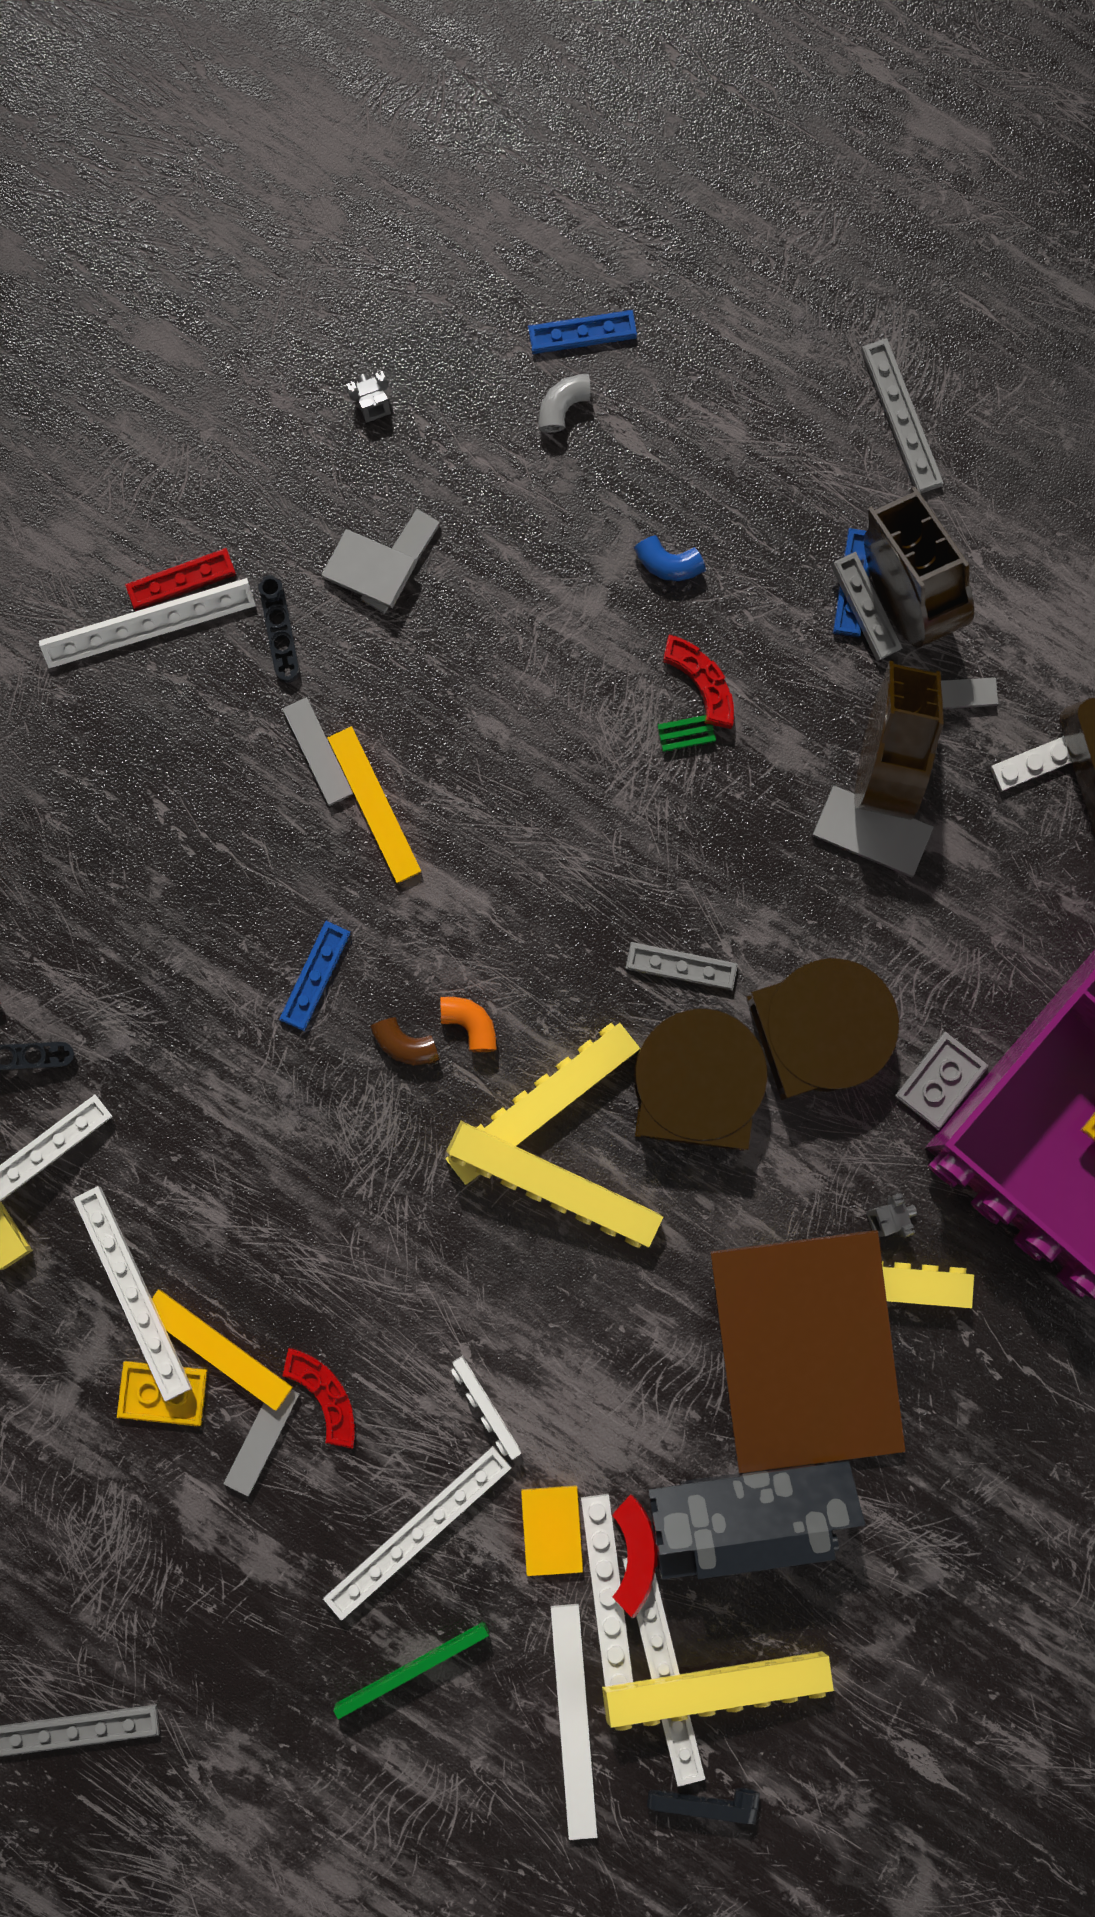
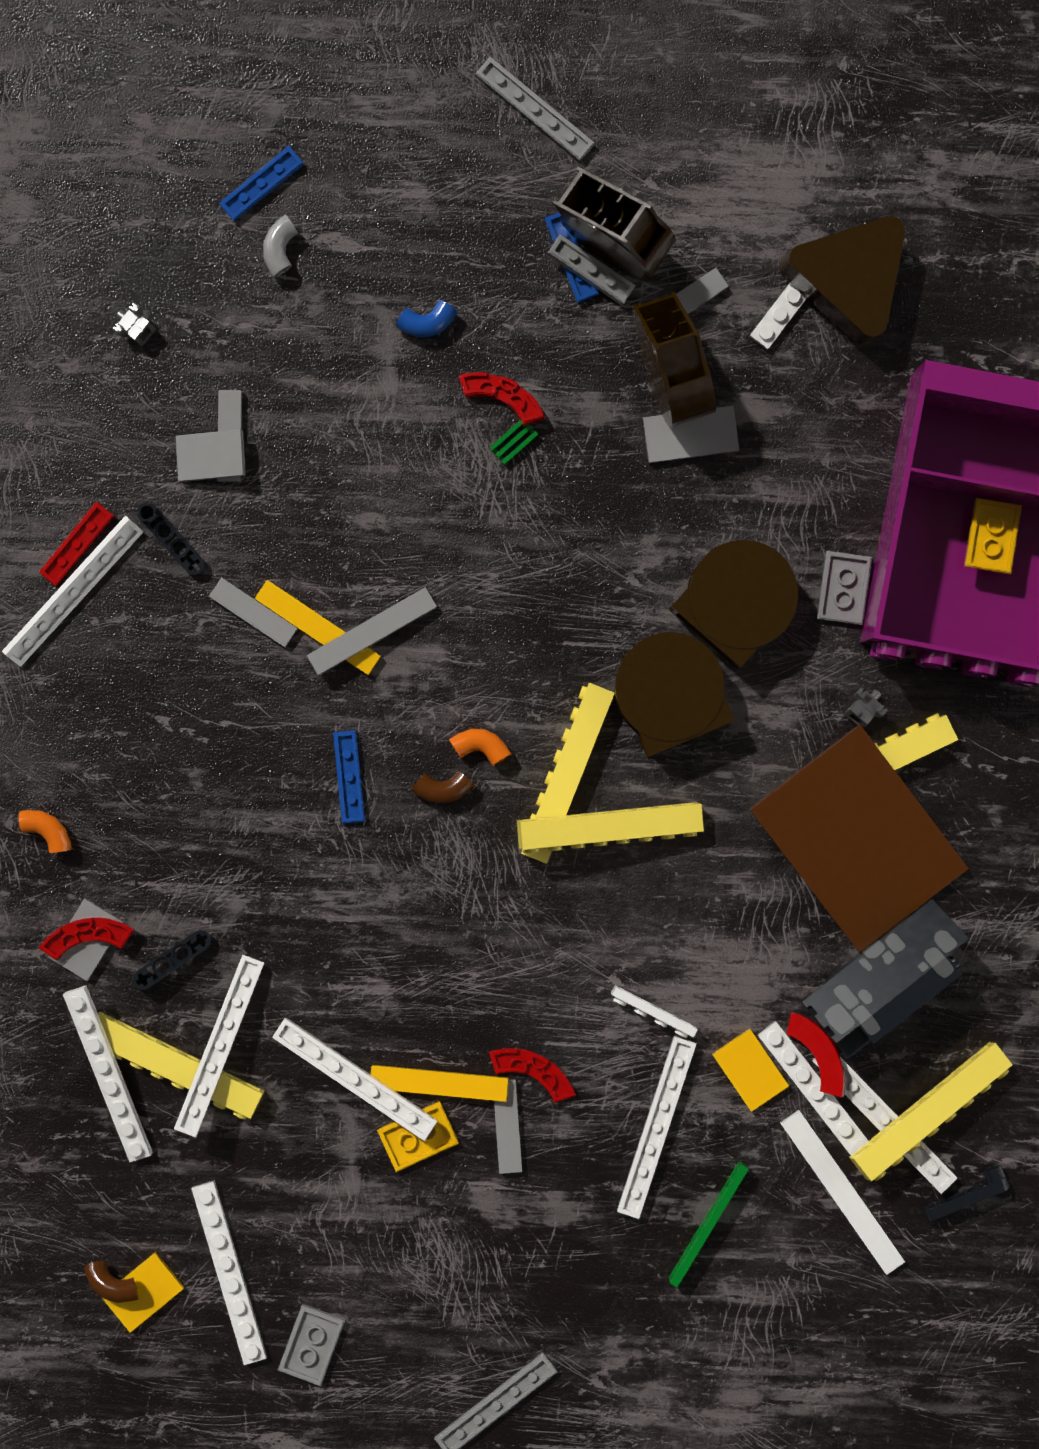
camera: 25 degrees left, 5 degrees up
(426, 840) = (371, 631): none -> light grey tile
(681, 966) = (609, 614): light grey tile -> none

